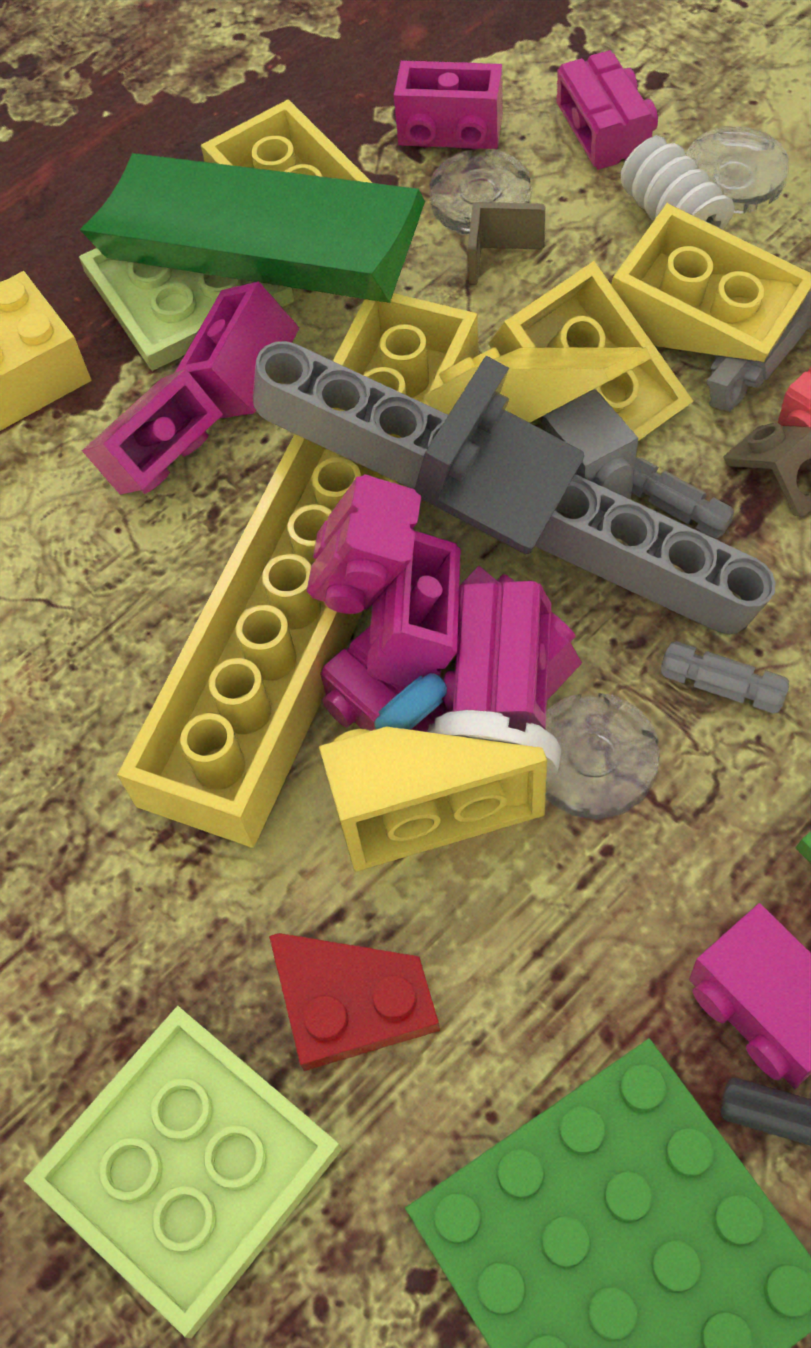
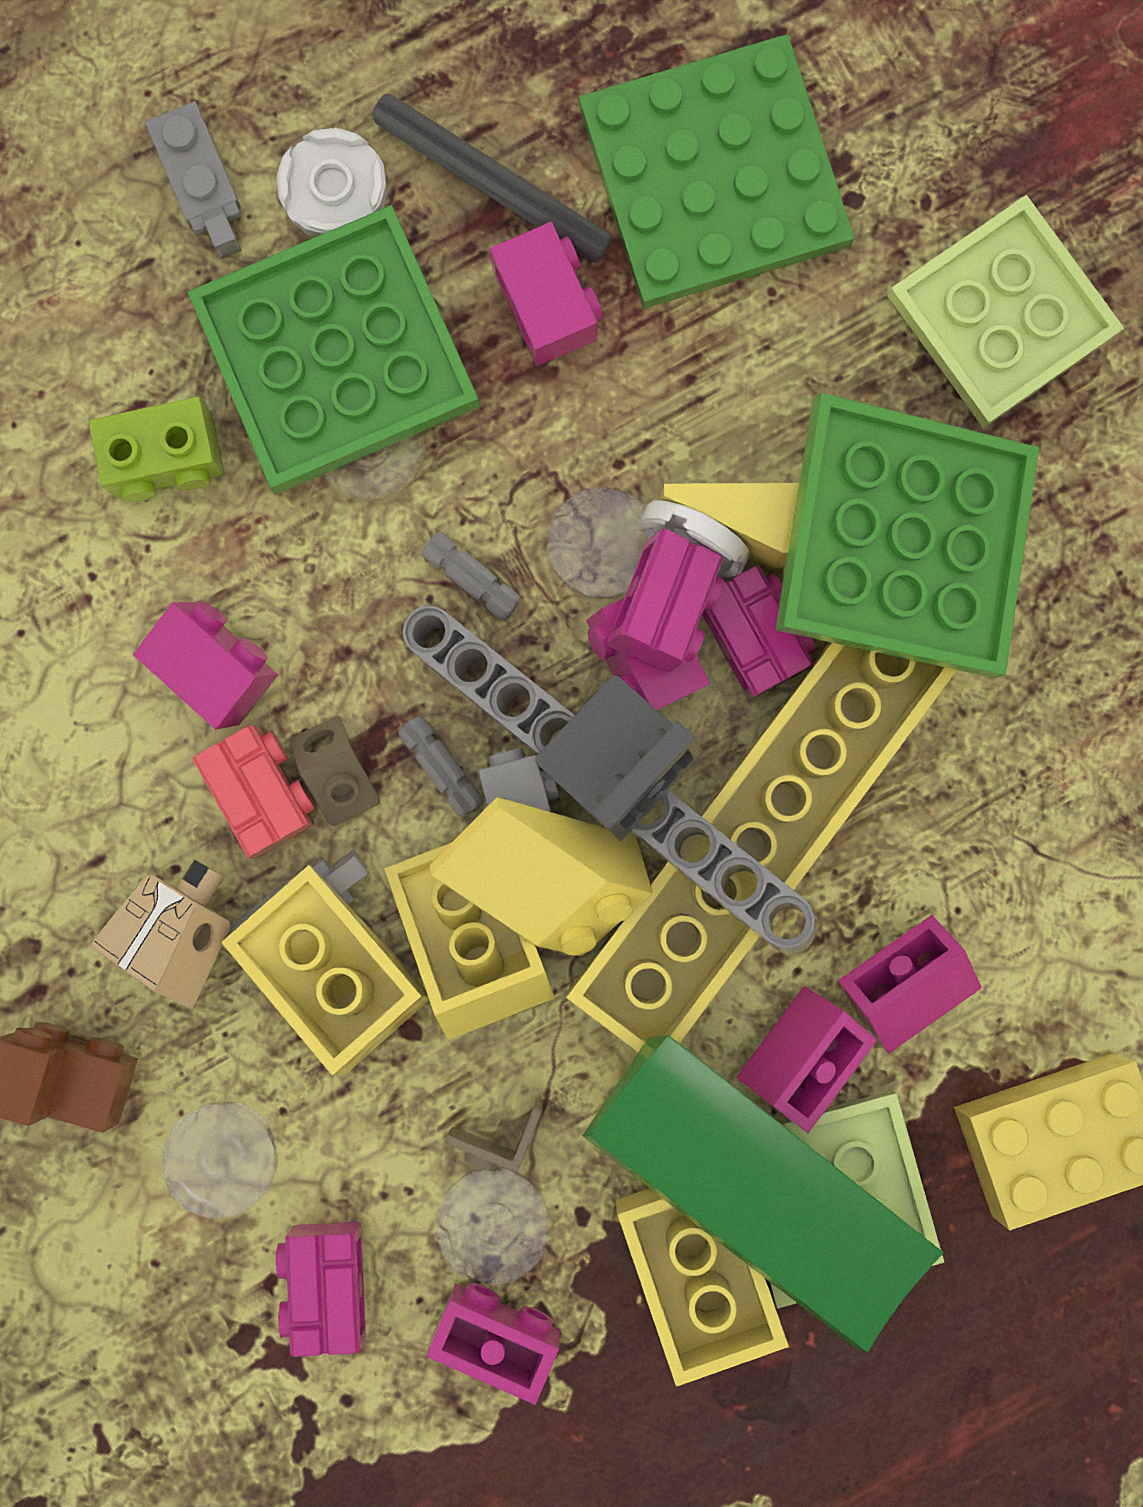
camera: 170 degrees left, 25 degrees up
(247, 783) = (907, 537): none -> bright green plate
(350, 998) = (863, 380): red wing -> none
(363, 544) = (760, 713): dark pink brick -> none
(413, 703) = (752, 581): dark azure piece -> none
(417, 615) = (725, 665): dark pink brick -> none
(664, 174) = (302, 1126): white piece -> none

